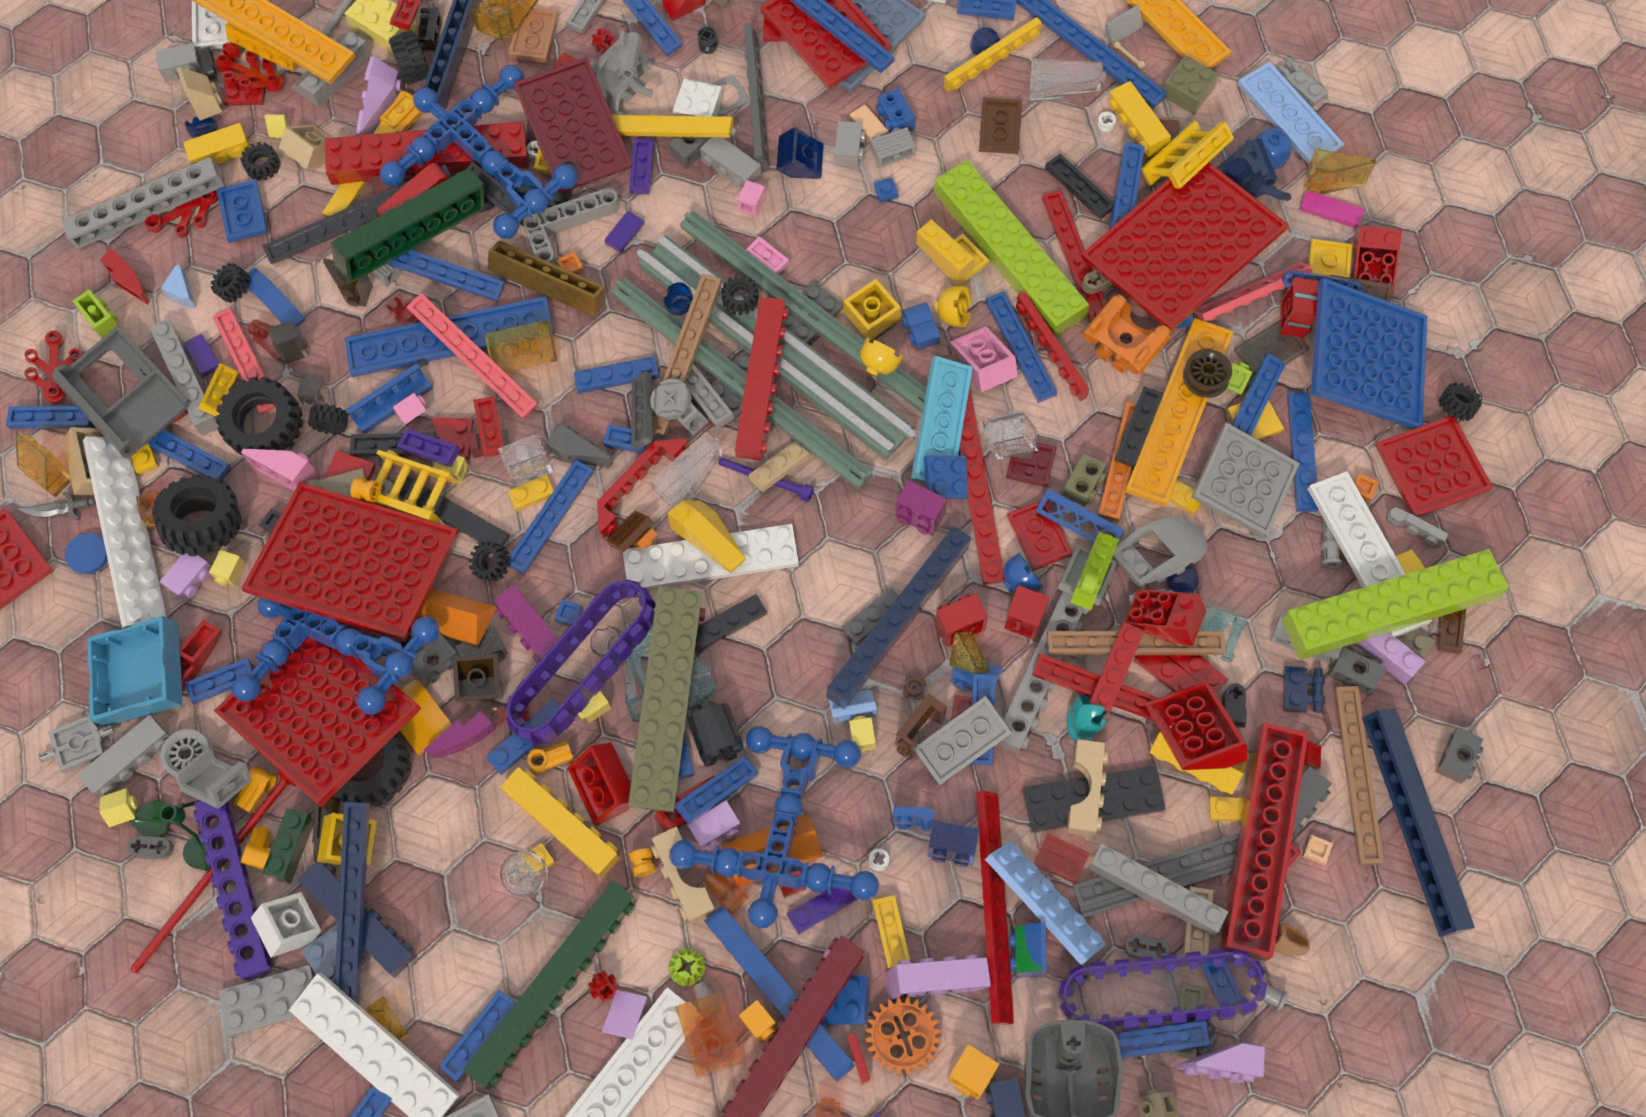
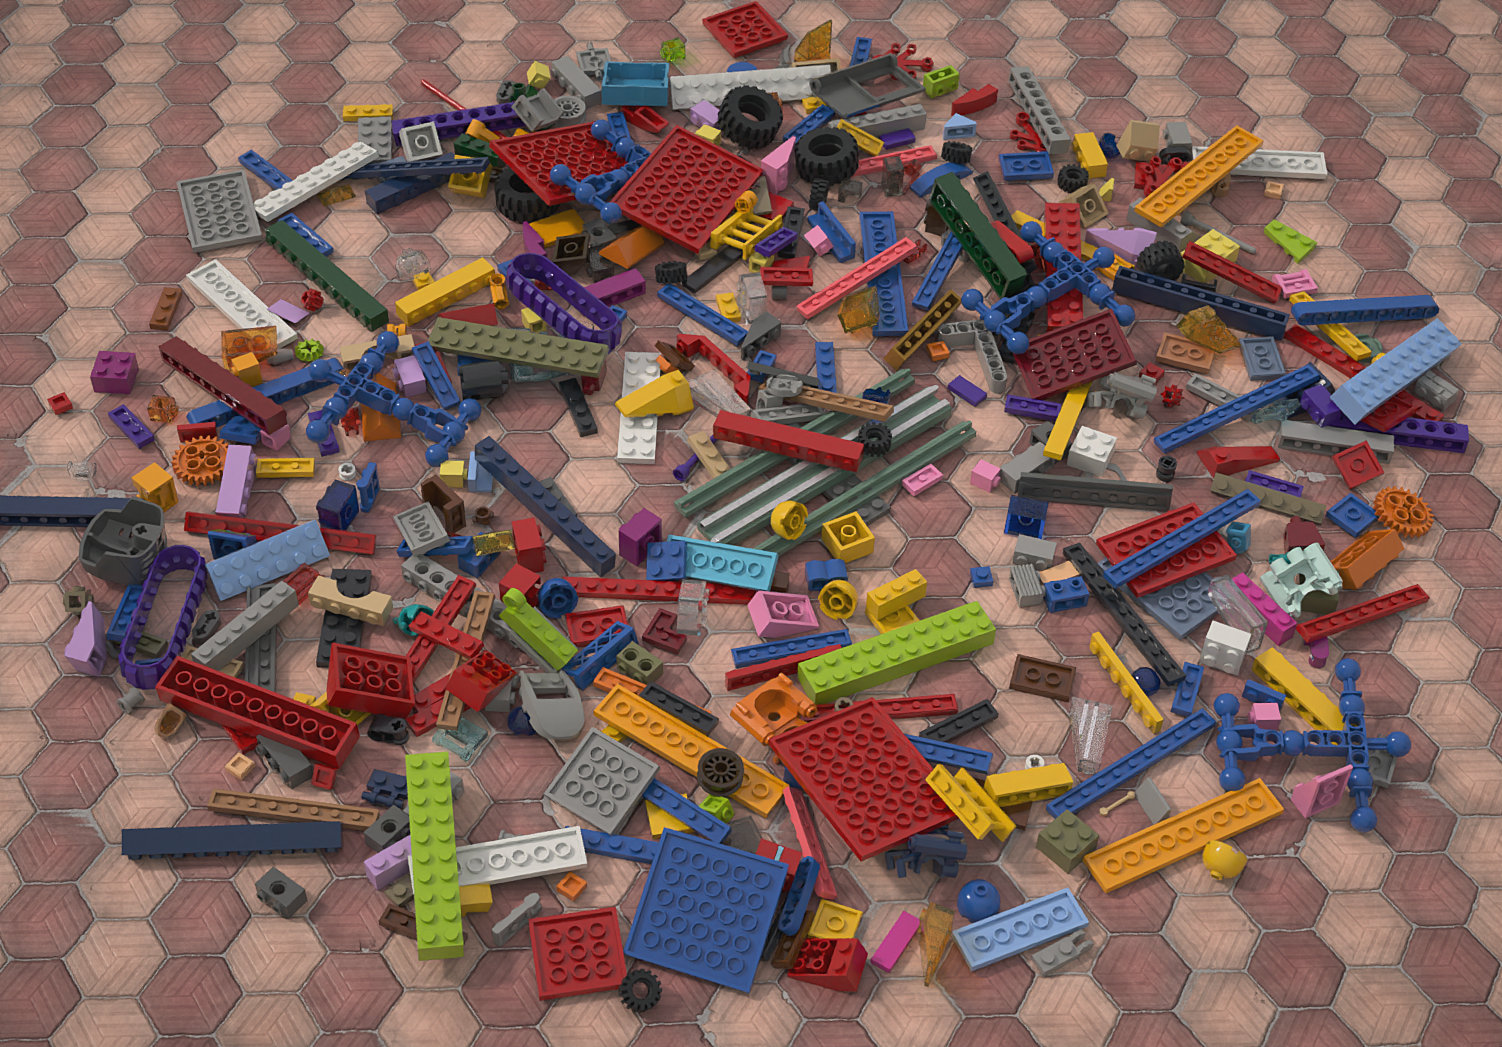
camera: 95 degrees right, 20 degrees down
(47, 645) = (672, 49): none -> clear neon green brick
(209, 1028) = (353, 112): none -> yellow plate
(910, 61) = (1125, 615): none -> black plate

